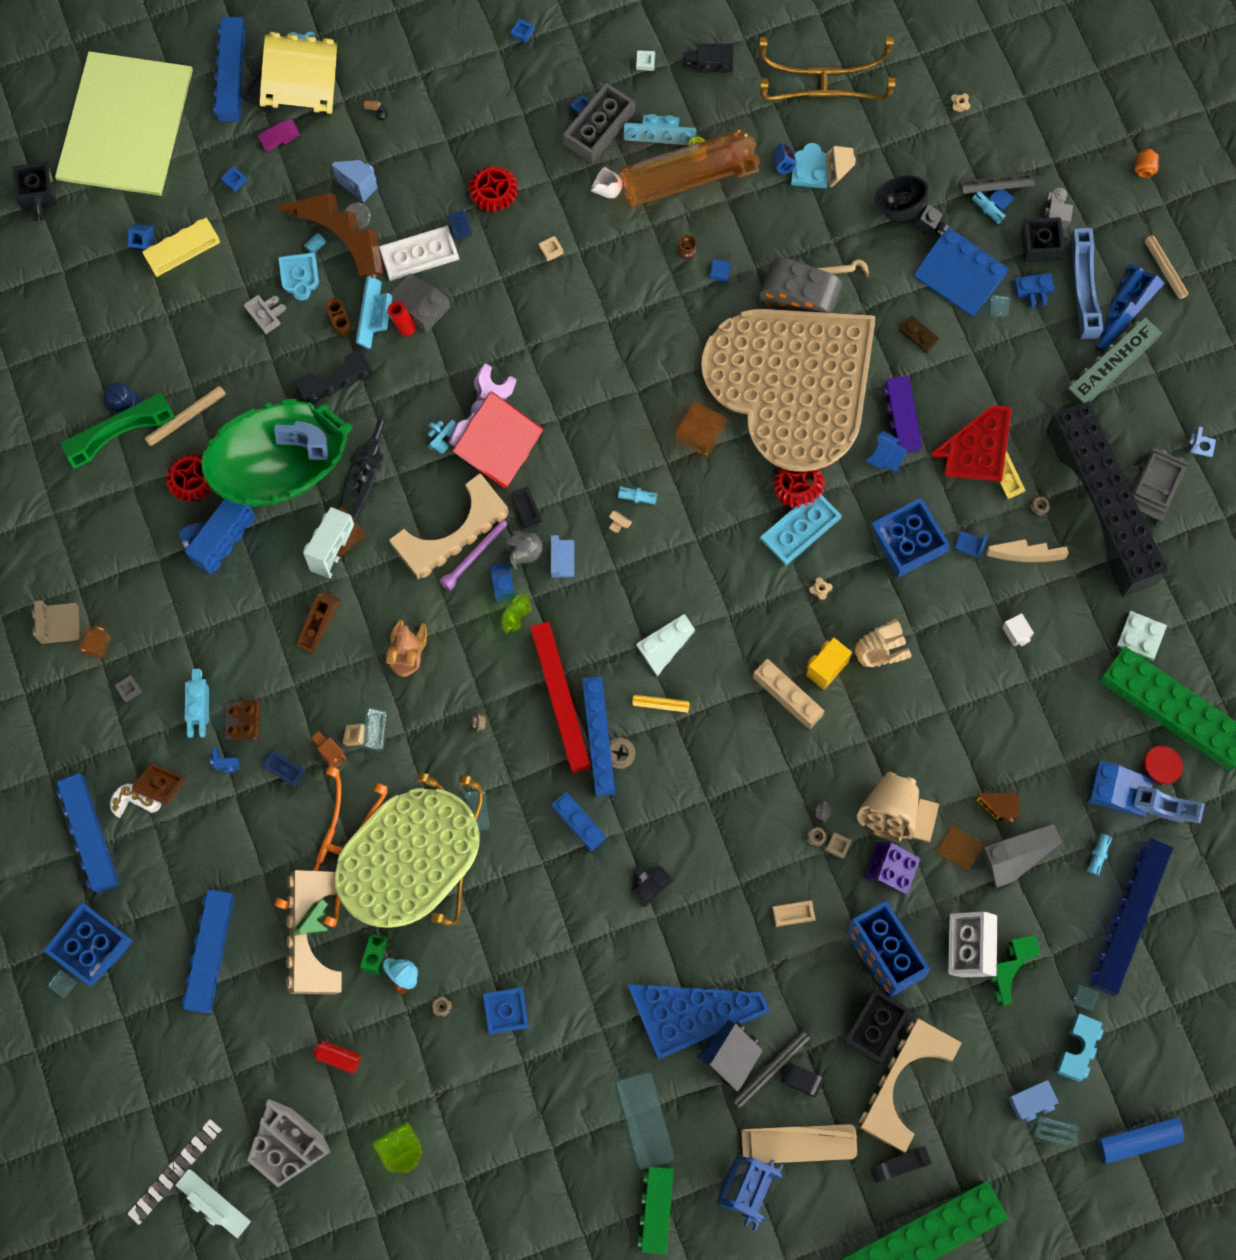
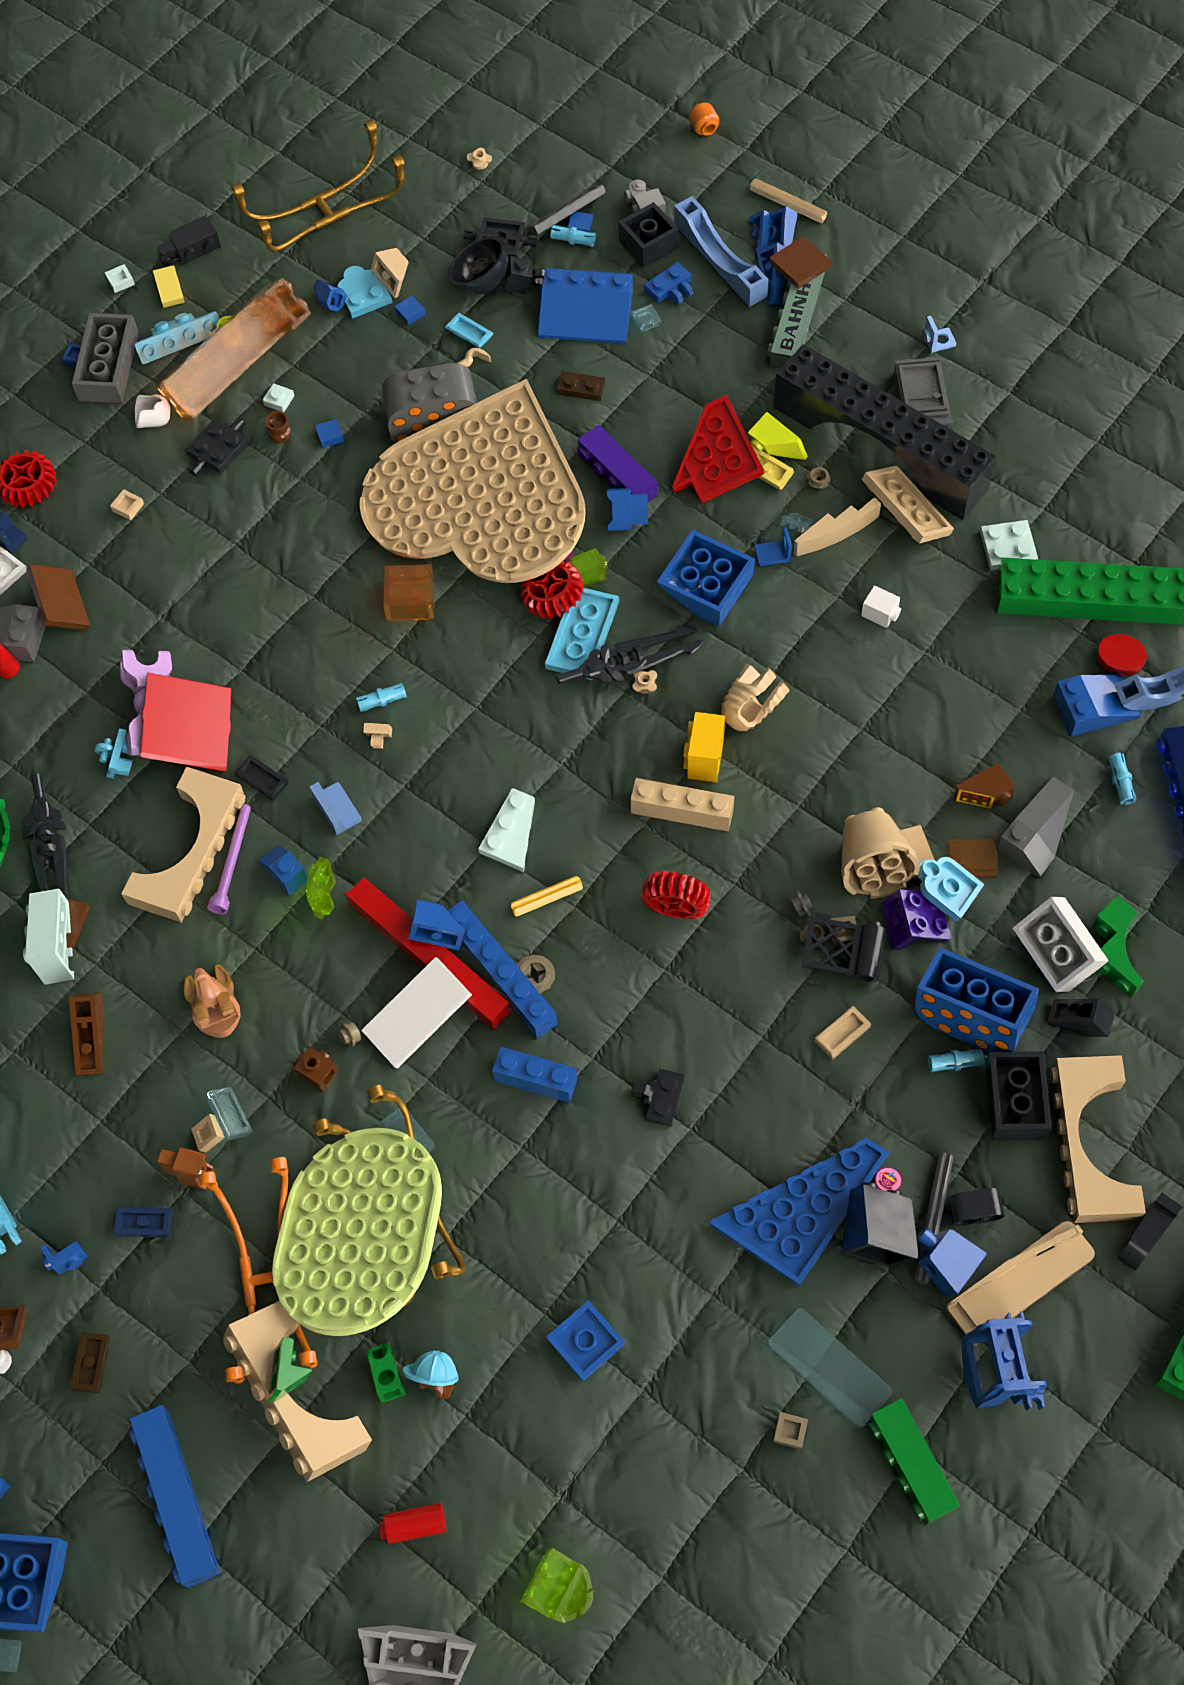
camera: 30 degrees left, 10 degrees down
(204, 838) = (90, 1362): none -> dark brown plate
(242, 720) = (58, 1196): reddish brown hinge -> none
(436, 1006) = (501, 1377): dark tan plate -> none
(444, 732) = (315, 1068): none -> reddish brown brick
(465, 295) = (57, 597): none -> reddish brown tile
(524, 547) = (285, 816): dark grey hair -> none
(528, 734) = (416, 1012): none -> white tile
(573, 684) = (435, 926): none -> blue slope
(595, 1144) = (790, 1430): none -> dark tan plate
(637, 237) = (217, 446): none -> black plate
(676, 86) = (168, 286): none -> light yellow tile
(701, 221) = (278, 397): none -> light aqua plate
(742, 756) = (676, 895): none -> red gear
(758, 1028) = (888, 1179): none -> tile
(760, 1102) = (948, 1259): none -> torso
(799, 562) = (604, 665): none -> black sword
(835, 202) = (410, 310): none -> blue tile
(835, 481) = (591, 566): none -> clear neon green brick
(842, 870) = (865, 953): none -> black piece
(854, 977) = (955, 1060): none -> medium azure pin
(866, 243) = (469, 330): none -> medium azure tile
(927, 858) = (948, 886): none -> medium azure plate
(938, 178) = (508, 231): none -> black plate
(955, 1000) = (1084, 1016): none -> black arch
(998, 540) = (797, 521): none -> clear light blue tile
(1025, 459) = (776, 439): none -> neon yellow slope
(1088, 564) = (907, 504): none -> tan plate
(1136, 328) = (800, 262): none -> reddish brown tile

